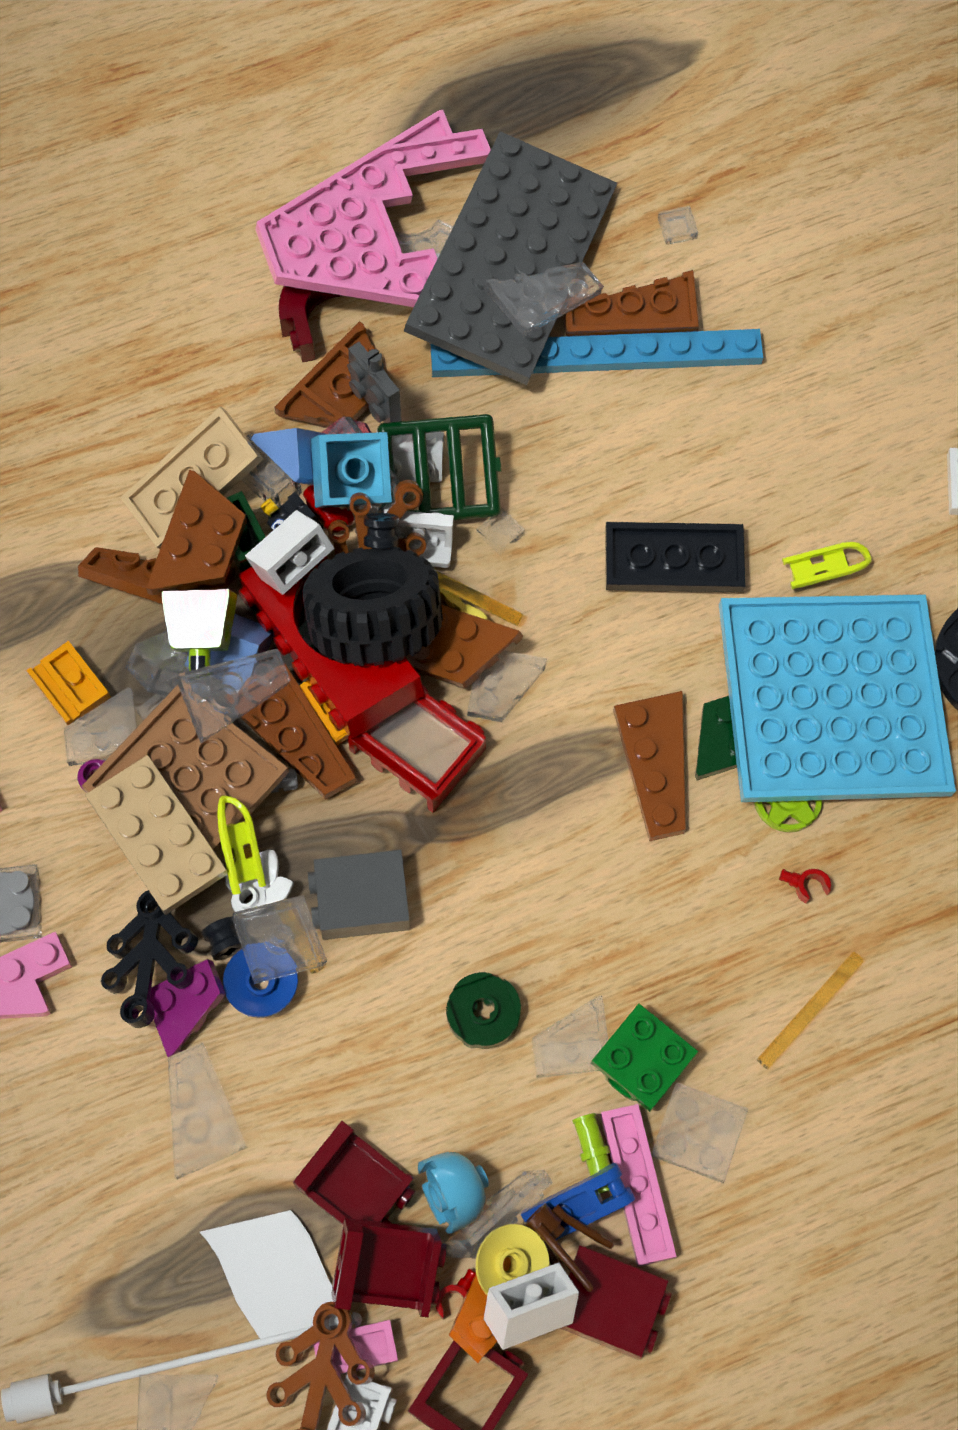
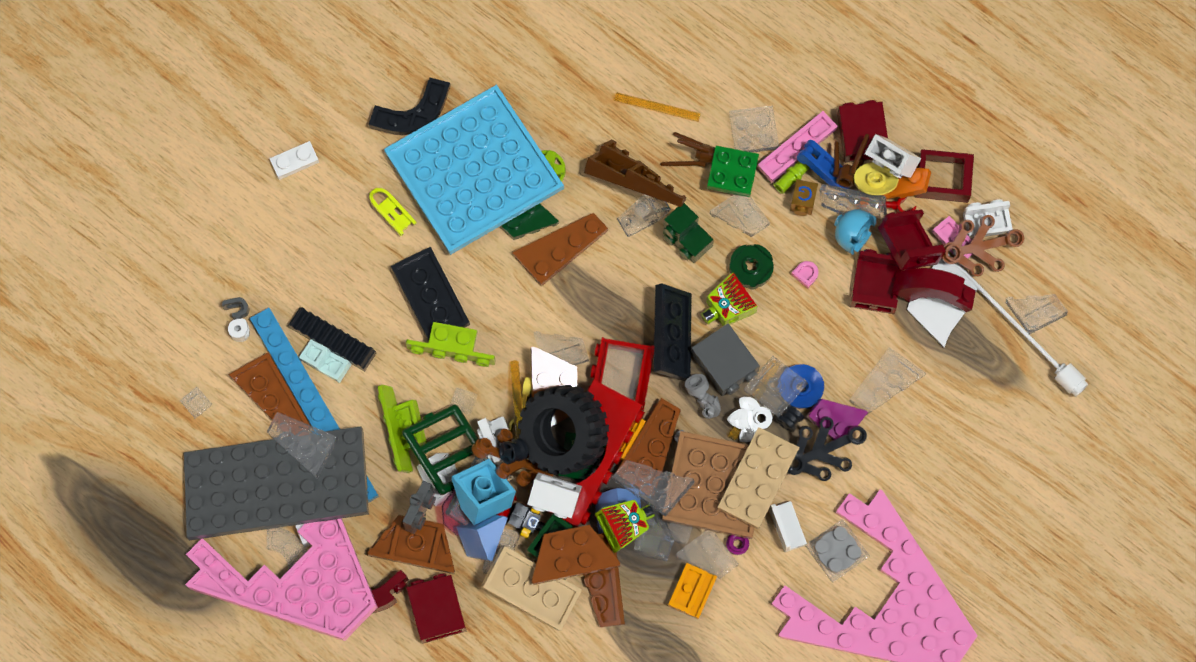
camera: 115 degrees left, 5 degrees up
(77, 852) = (787, 526): none -> white panel
(234, 837) = (736, 435): neon yellow piece -> none
(241, 368) = (436, 608): none -> dark red brick
(288, 1262) = (934, 283): none -> dark red arch
(342, 834) = (697, 386): none -> light grey arm
(429, 1088) = (806, 273): none -> bright pink tile
(440, 838) = (672, 332): none -> black plate
(443, 945) = (729, 302): none -> torso
(516, 436) = (397, 419): none -> lime bracket
(548, 1145) = (803, 197): none -> pearl gold brick
(582, 939) = (686, 234): none -> dark green brick
(588, 550) = (451, 342): none -> lime bracket
(646, 897) = (642, 214): none -> clear slope
(652, 393) = (325, 361): none -> light aqua slope
(677, 413) = (334, 339): none -> black gear
(700, 1033) = (703, 153): none -> reddish brown plant
(726, 894) = (618, 168): none -> reddish brown wedge
(751, 312) = (239, 327): none -> leg
(797, 880) = (590, 143): red piece -> none

